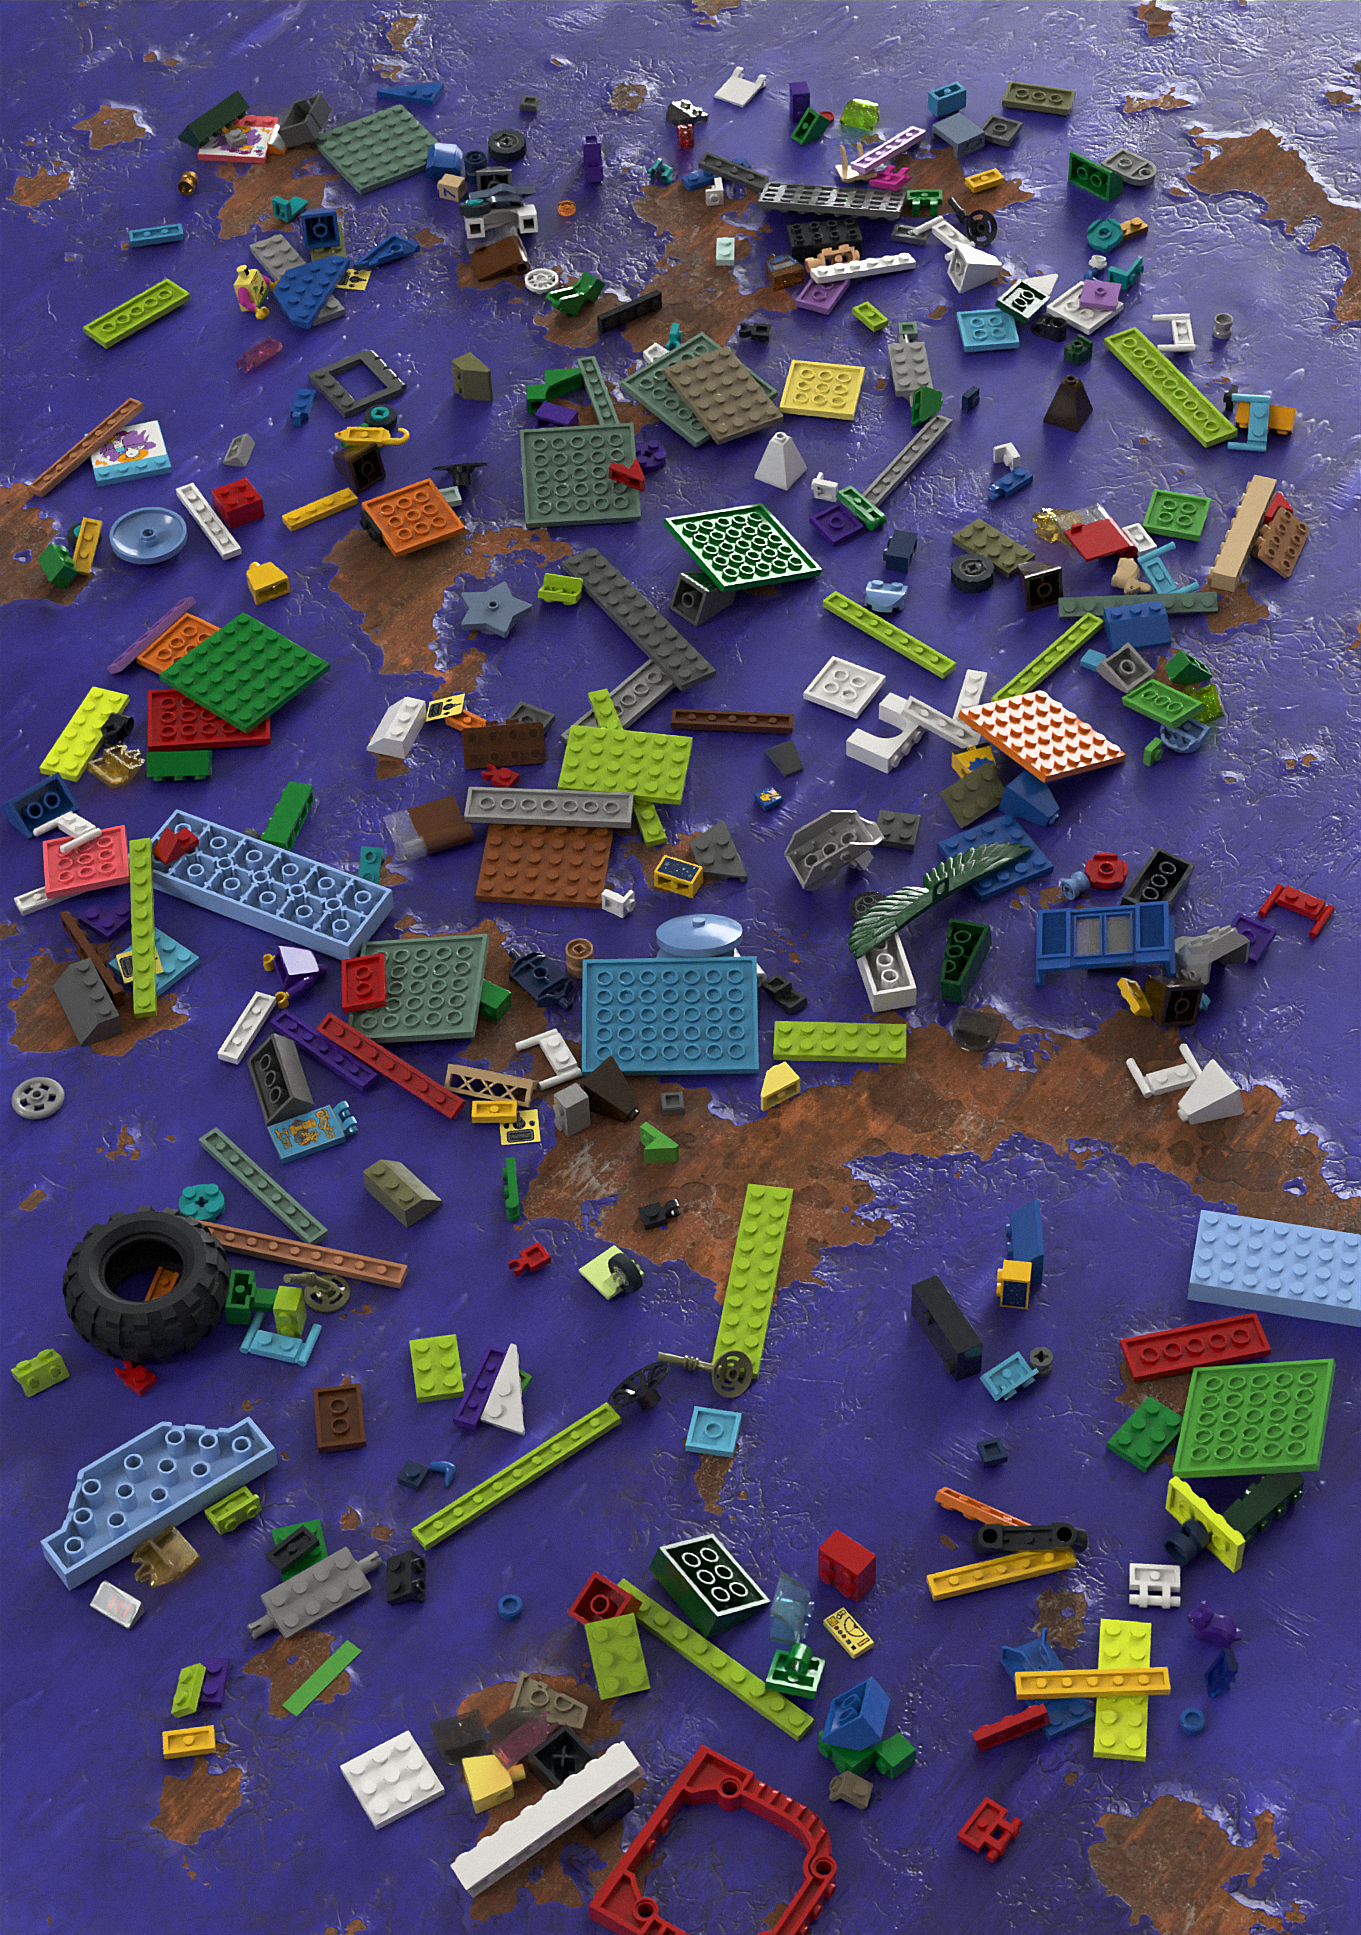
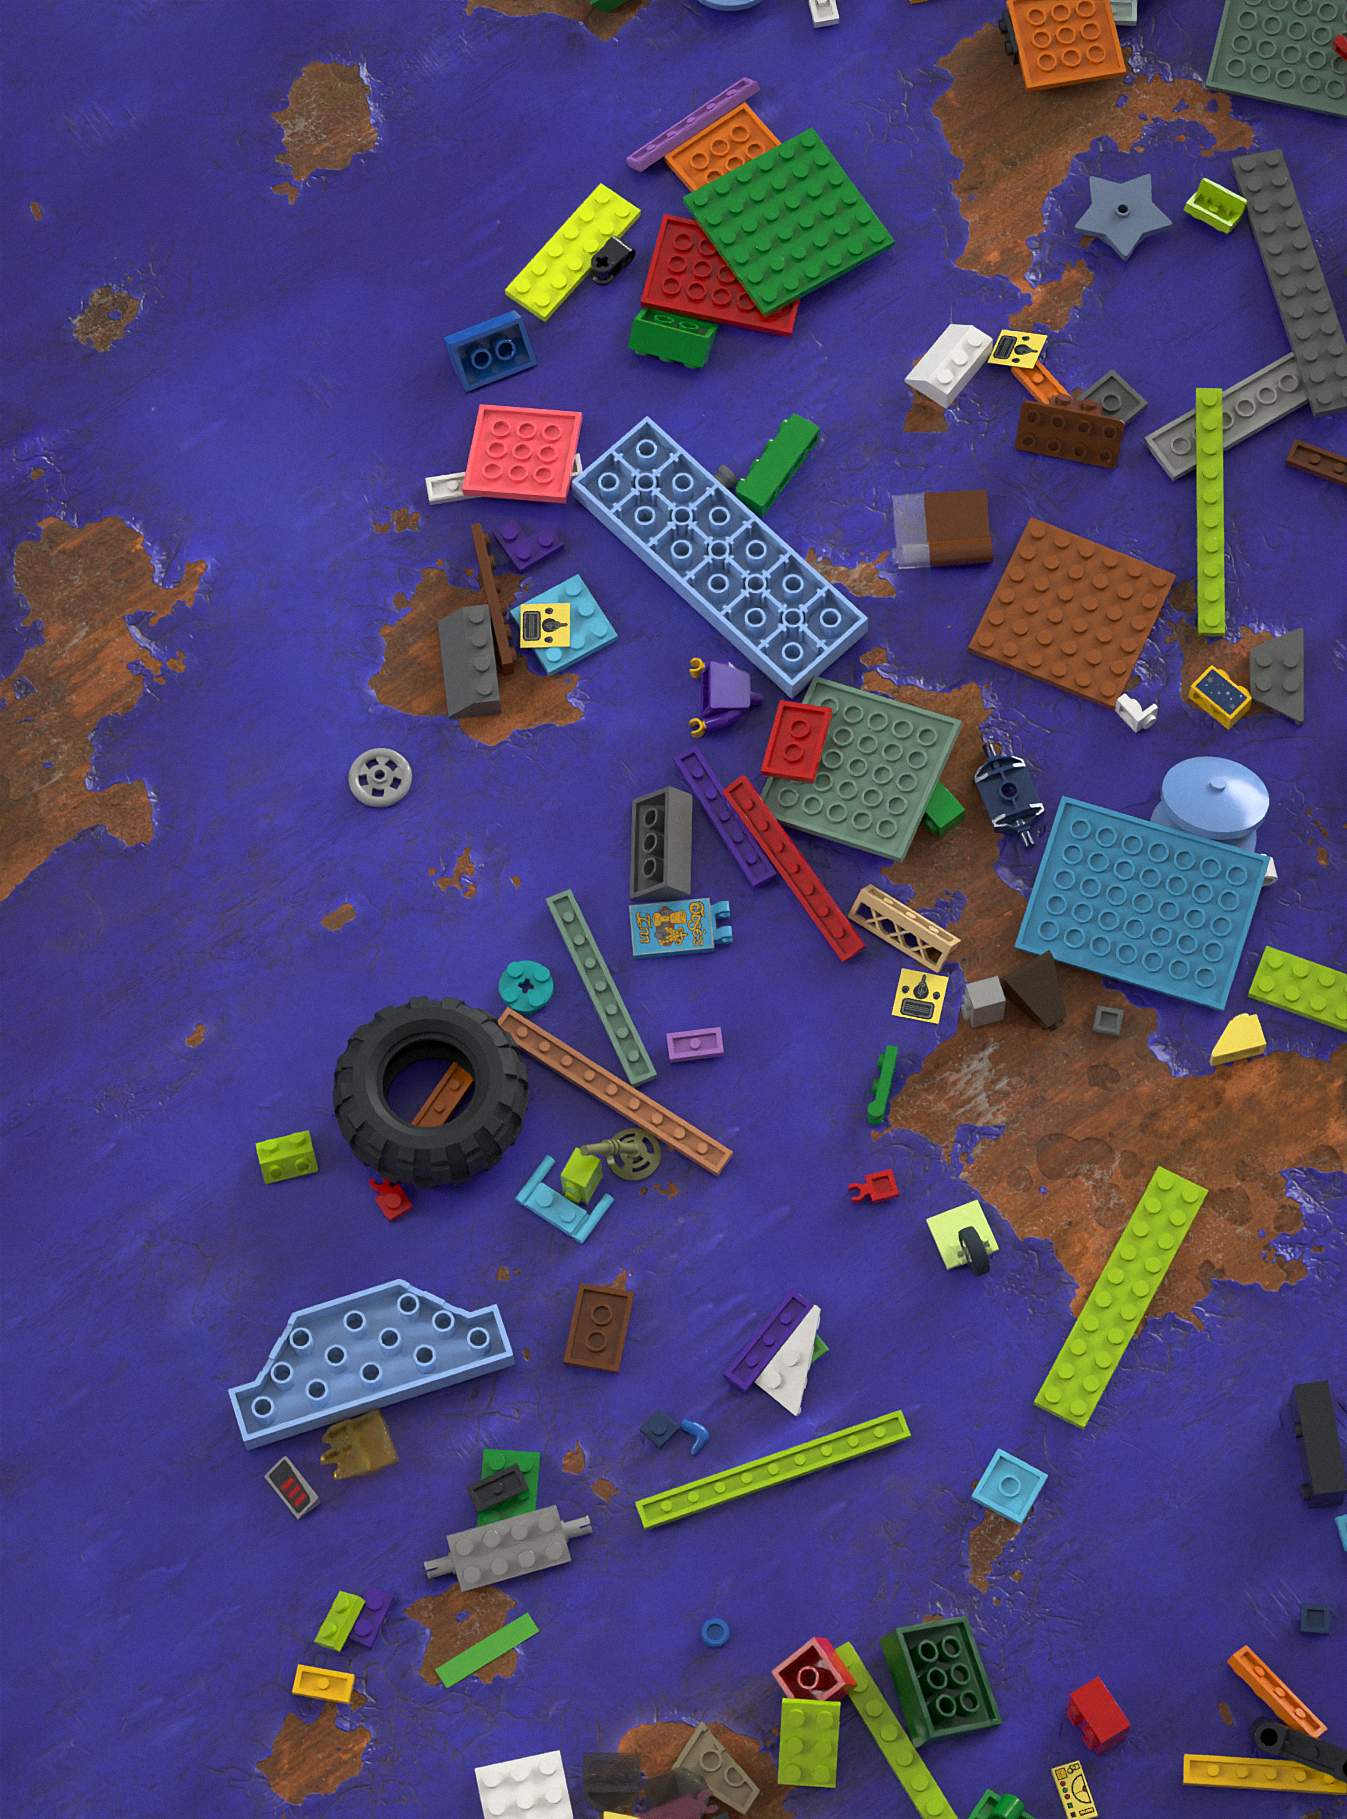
camera: 20 degrees right, 20 degrees up
(73, 825) = (523, 397): white plate -> none
(116, 766) = (597, 317): clear yellow plate -> none
(143, 928) = (561, 578): lime plate -> none
(174, 845) = (629, 474): red slope -> none
(233, 1510) = (449, 1410): lime bracket -> none
(246, 1297) = (539, 1138): green brick -> none
(247, 1028) = (645, 756): white plate -> none
(266, 582) = (855, 81): yellow torso -> none
(351, 1204) = (695, 1044): none -> medium lavender plate
(371, 863) = (855, 566): teal bracket -> none
(400, 1191) = (756, 1044): olive slope -> none
(406, 1578) = (612, 1560): black bracket -> none
(436, 1368) = (726, 1297): lime plate -> none
(494, 1111) = (896, 969): yellow plate -> none
(501, 778) = (1054, 478): red plate -> none
(549, 807) = (1095, 549): light grey plate -> none
(558, 1056) = (994, 910): white plate -> none
(576, 952) = (1062, 780): medium nougat wheel -> none
(626, 761) = (1207, 514): lime plate -> none
(646, 1394) = (947, 1413): black wheel -> none
(656, 1215) = (1036, 1172): black plate -> none
(657, 1145) = (1073, 1084): bright green slope -> none
(720, 1368) = (1047, 1411): olive dish -> none
(782, 994) = (1290, 908): pearl dark grey slope -> none
(790, 1611) = (1017, 1750): clear light blue slope -> none

